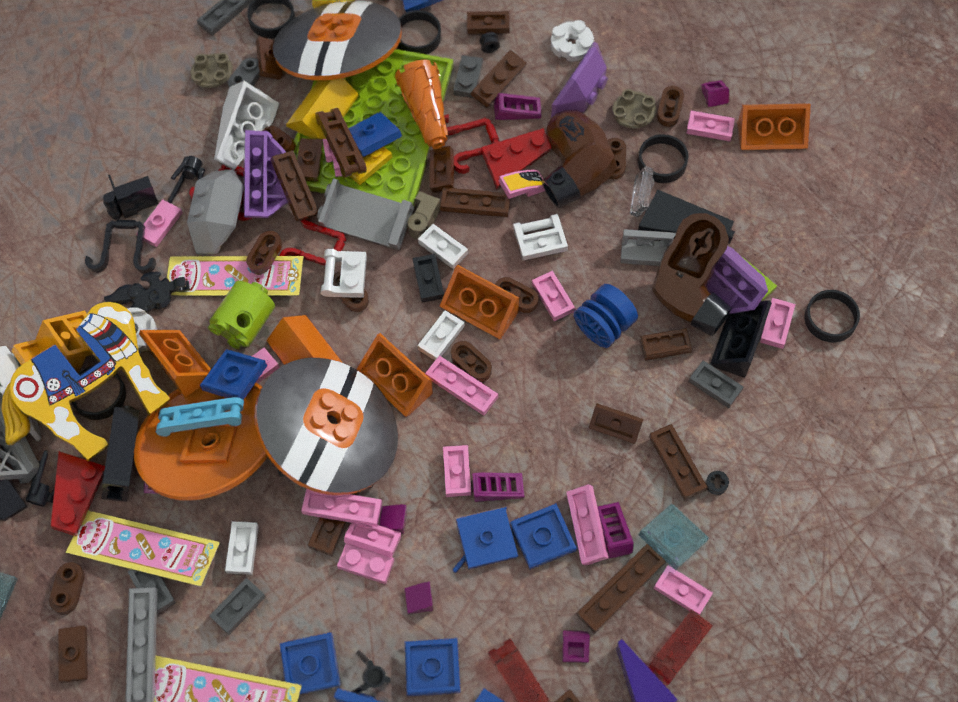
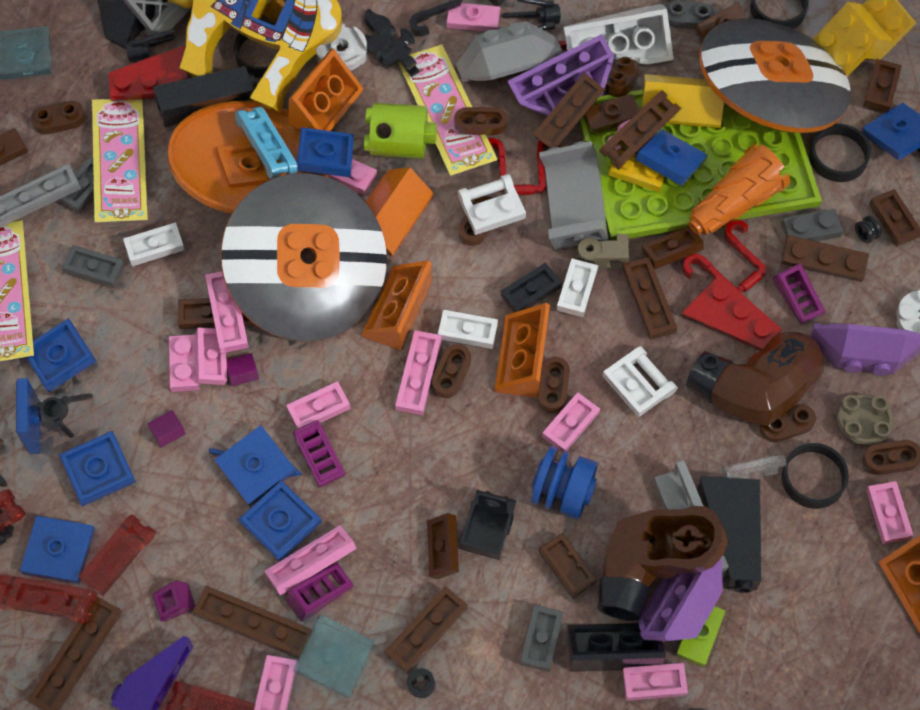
camera: 65 degrees right, 0 degrees up
(522, 182) = (697, 334): slope -> none
(610, 384) = (488, 524): none -> black piece

